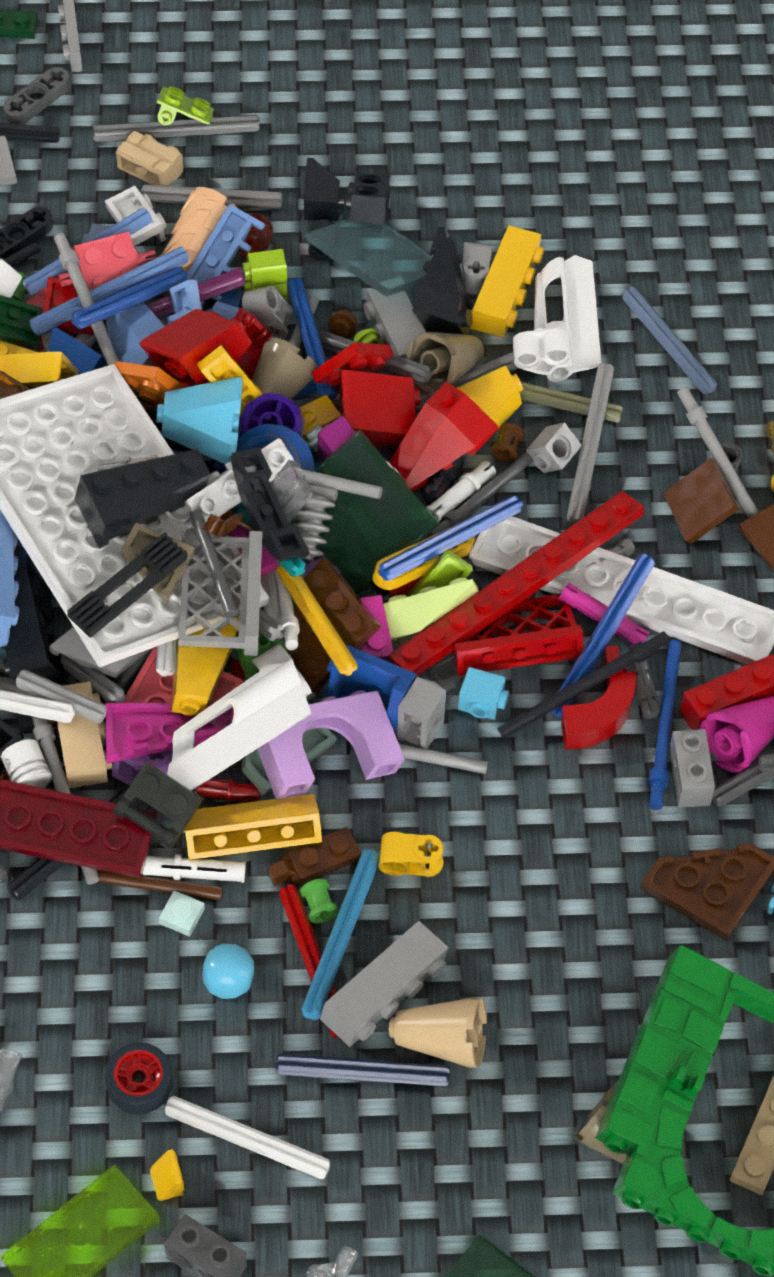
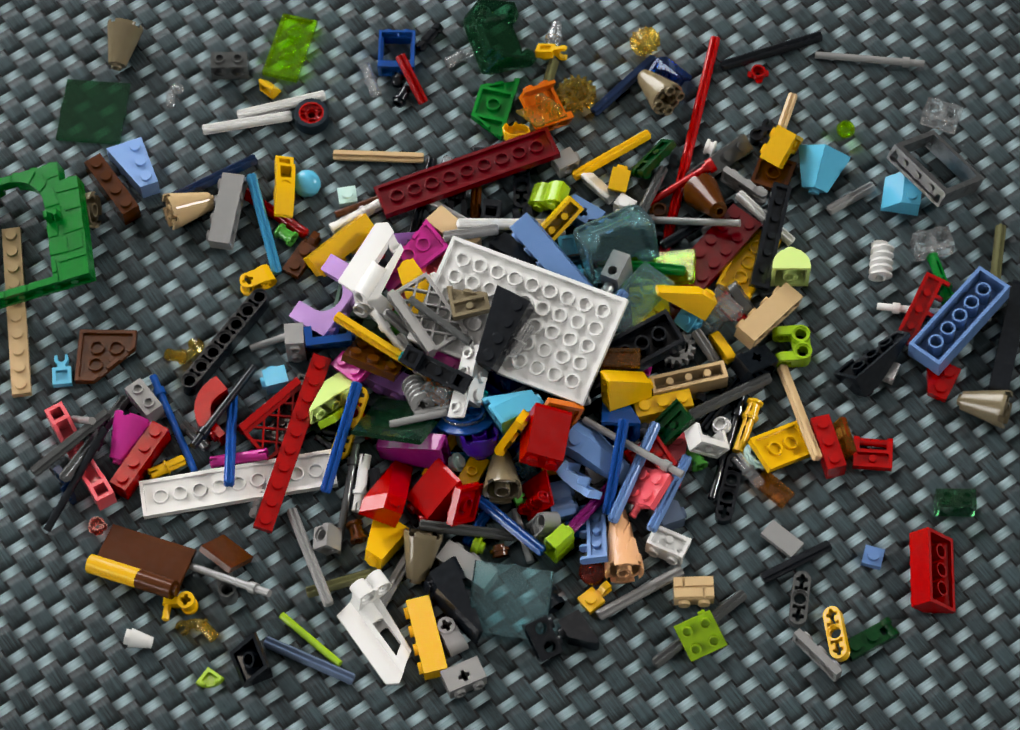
camera: 150 degrees right, 5 degrees up
(26, 764) = (465, 203): white piece -> none
(31, 49) = (830, 627): none -> yellow beam
(88, 947) = (378, 156): none -> tan axle
(91, 612) = (459, 295): black container -> none
(165, 796) = (384, 211): pearl dark grey plate -> none
(171, 1134) = (279, 105): none -> white axle
(222, 528) = (452, 347): reddish brown piece -> none
(265, 971) = (284, 186): none -> yellow slope
(278, 217) = (593, 599): none -> yellow plate
(479, 1162) = (135, 165): none -> light blue wedge
(489, 216) = (471, 670): none -> light grey brick
(527, 777) = (221, 349): none -> black beam
(542, 1143) = (112, 189): none -> reddish brown brick
(592, 810) = (184, 355): none -> clear yellow piece
(651, 363) = (310, 639): none -> lime bar
(710, 666) = (166, 467): none -> yellow axle
(744, 371) = (251, 661): none -> black slope

